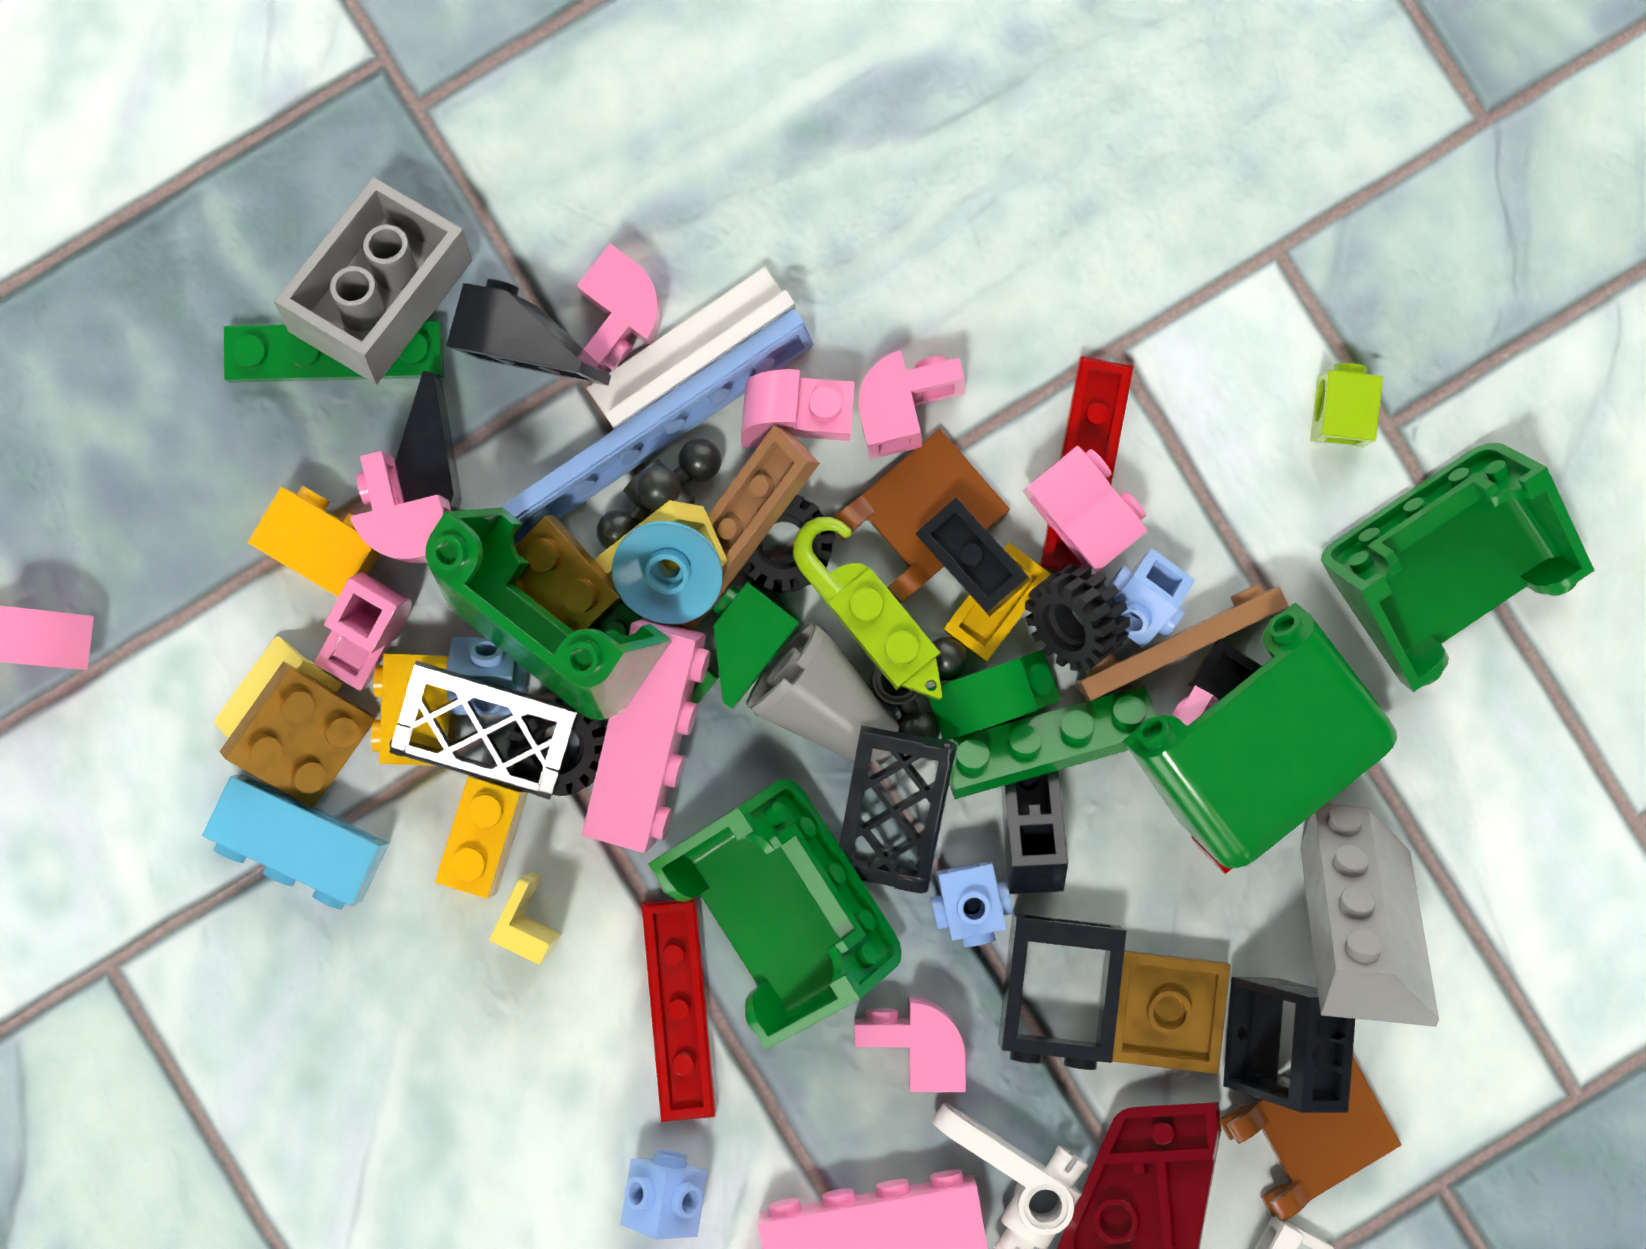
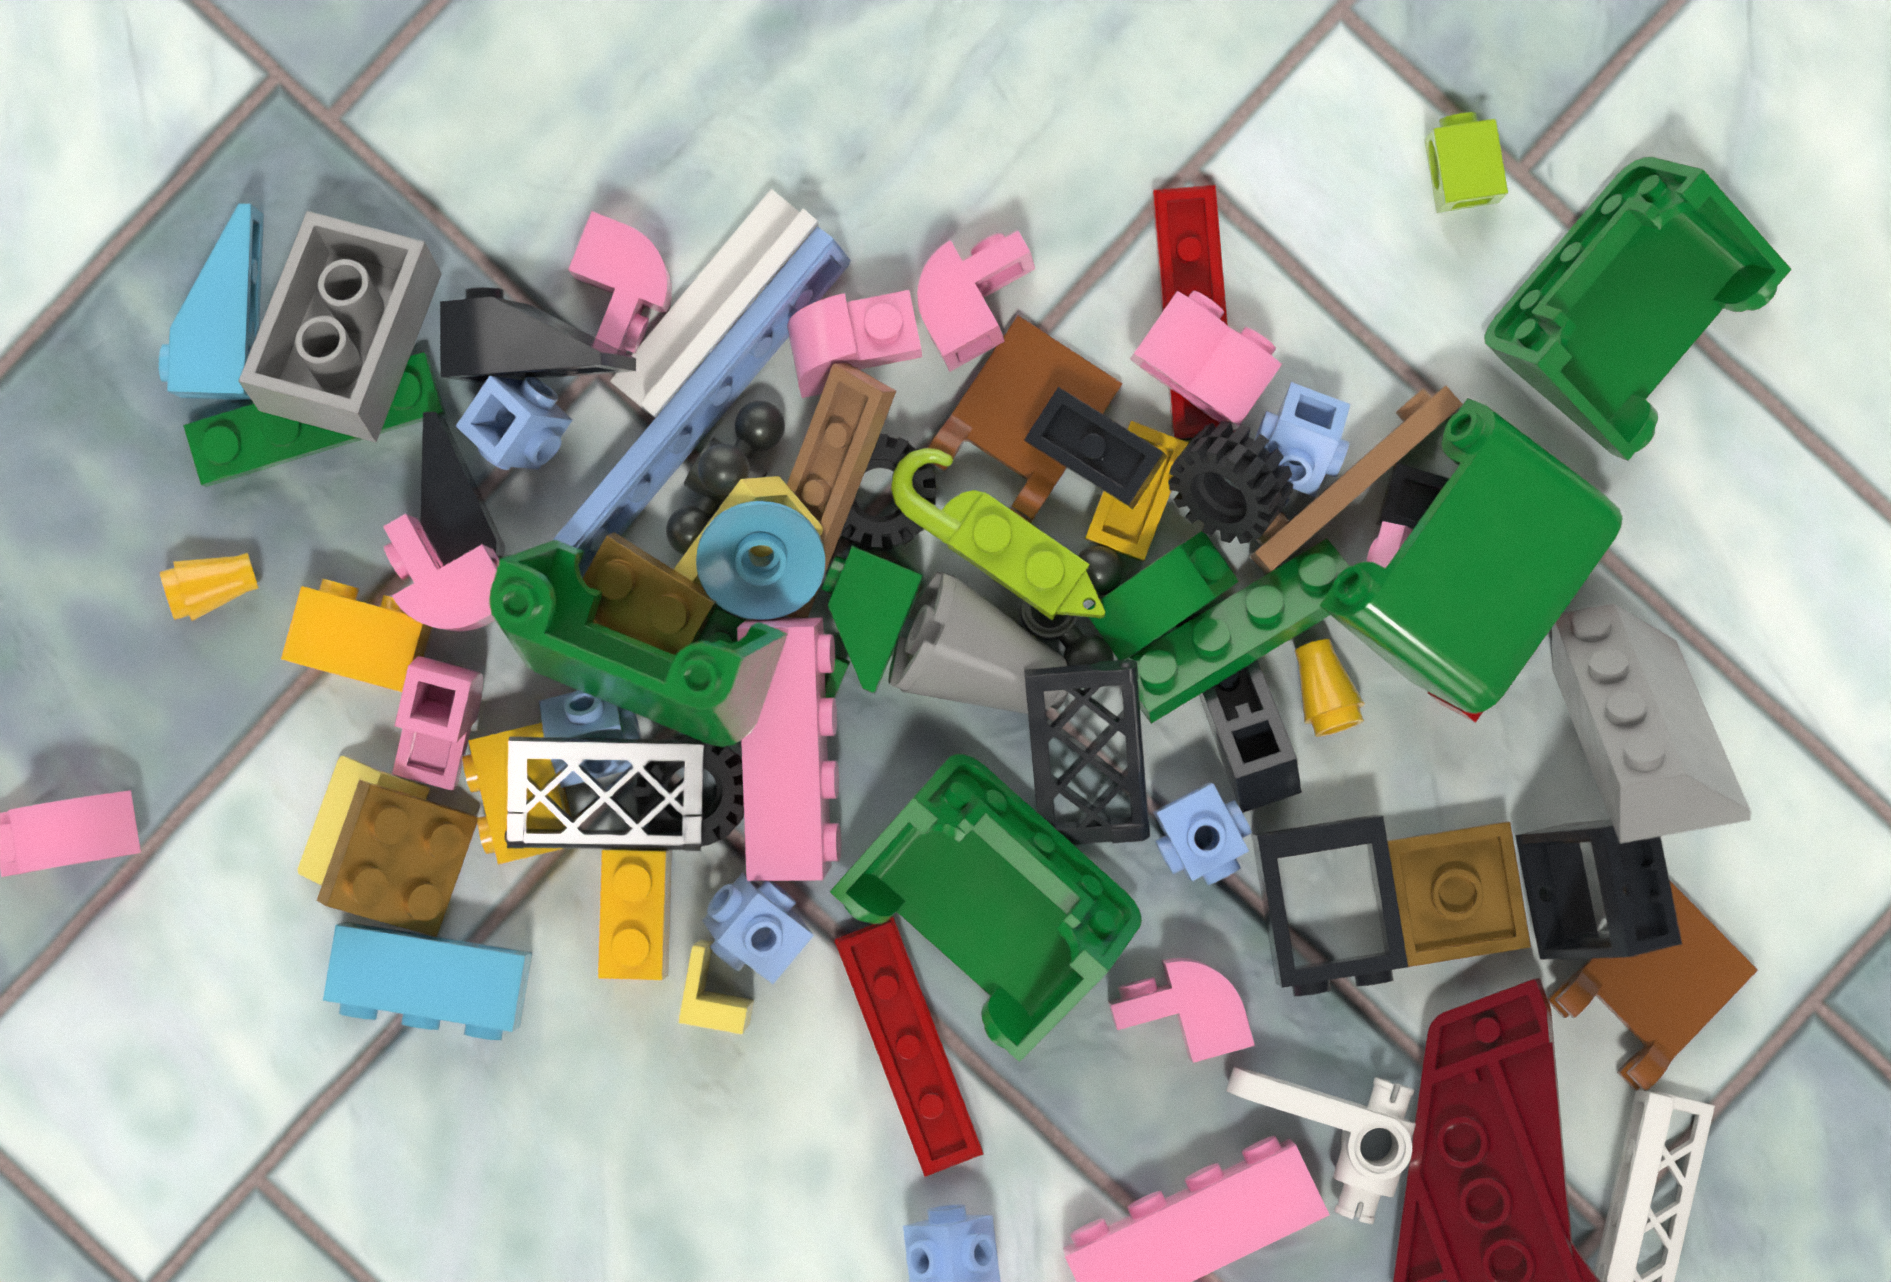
camera: 15 degrees left, 0 degrees up
(205, 463) = (206, 584): none -> yellow cone
(278, 241) = (218, 316): none -> medium azure slope
(497, 400) = (515, 422): none -> light blue brick
(579, 876) = (756, 927): none -> light blue brick
(1108, 811) = (1326, 690): none -> yellow cone

